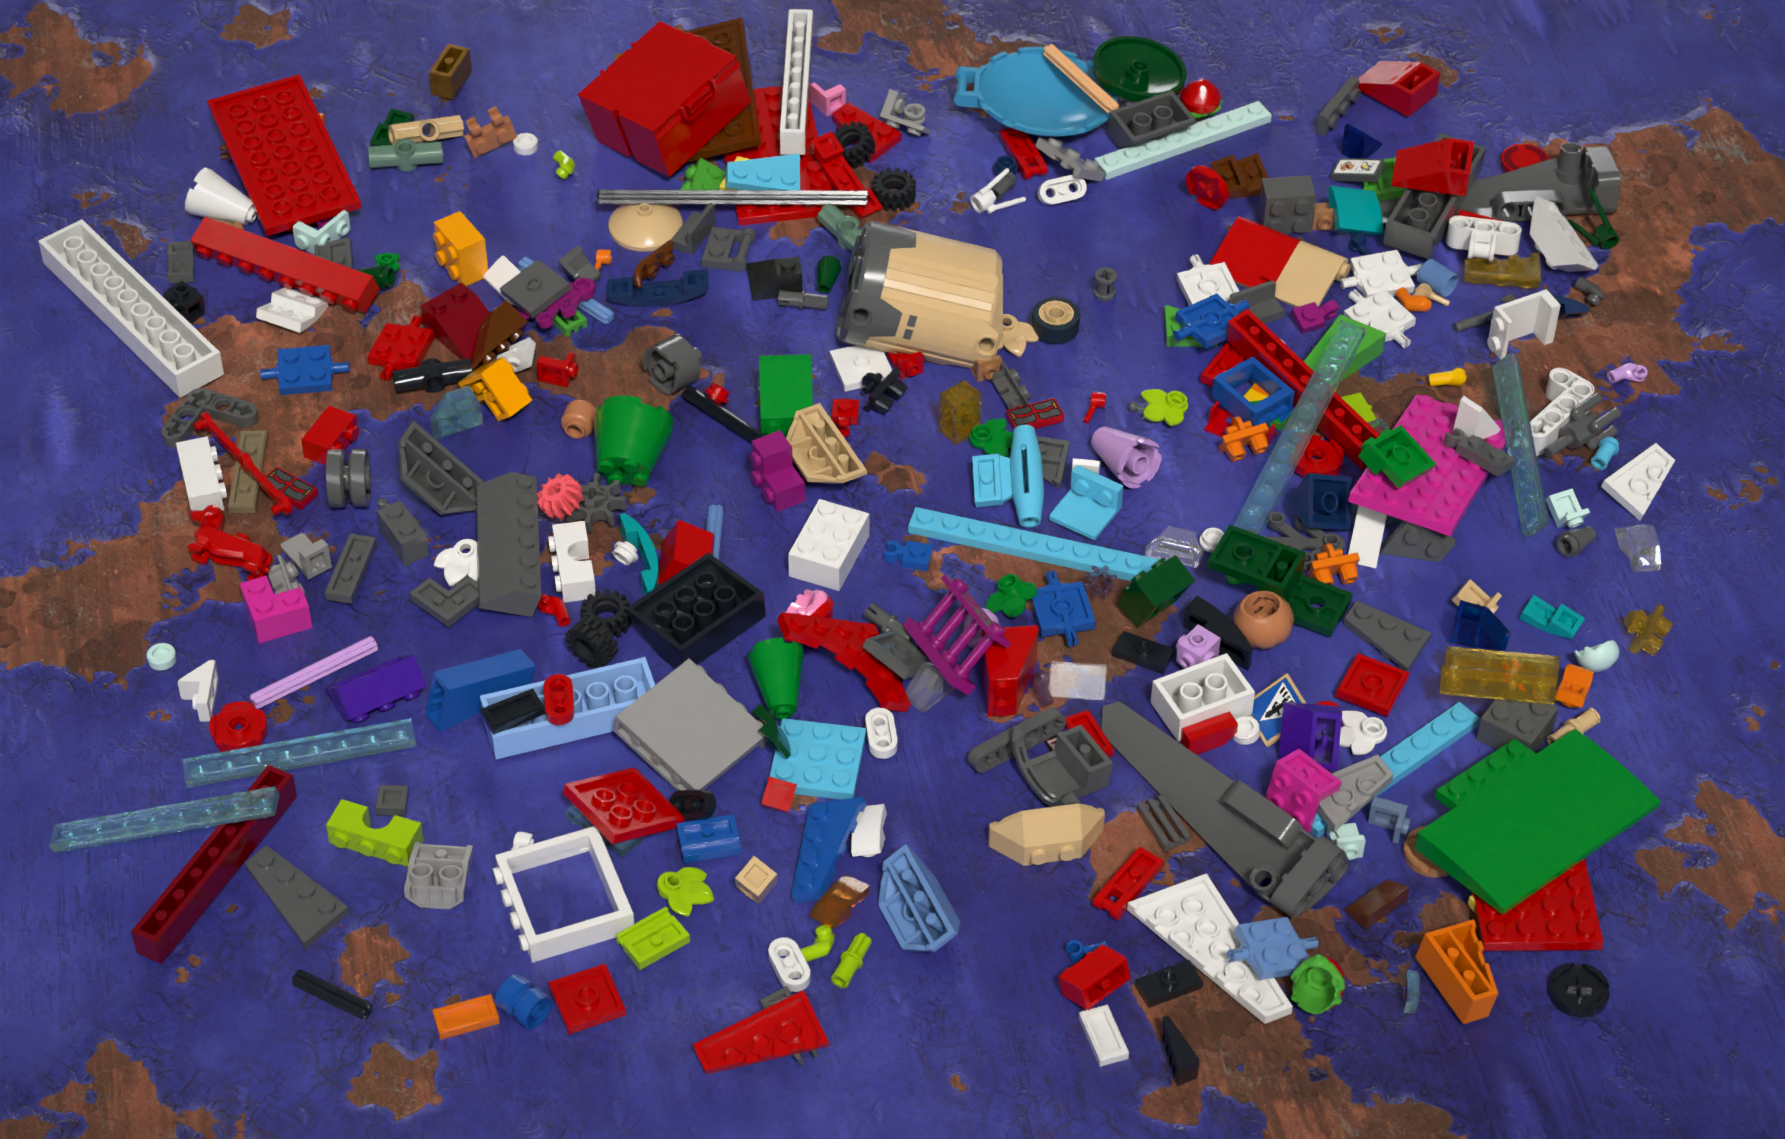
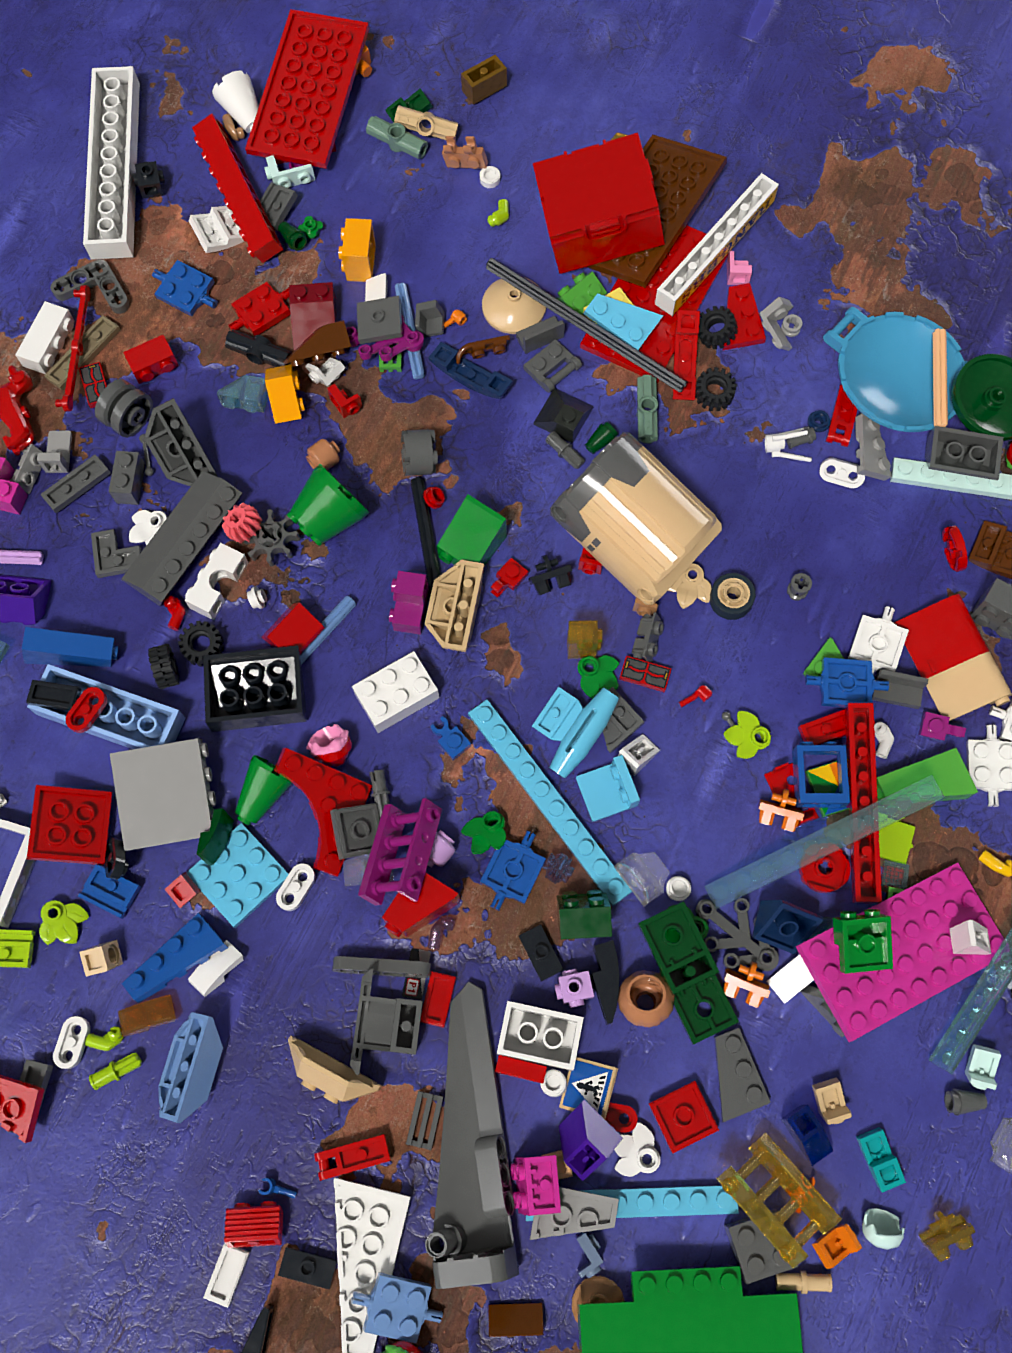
camera: 40 degrees right, 25 degrees up
(181, 262) = (182, 141): dark grey slope -> none
(638, 537) = (252, 638): teal slope -> none
(856, 361) = (554, 542): white plate -> none
(1077, 680) = (472, 942): clear panel -> none
(1127, 455) = (674, 764): lavender cone -> none
(1348, 839) = (539, 1250): light aqua bracket -> none
(1480, 452) = (948, 973): dark grey plate -> none

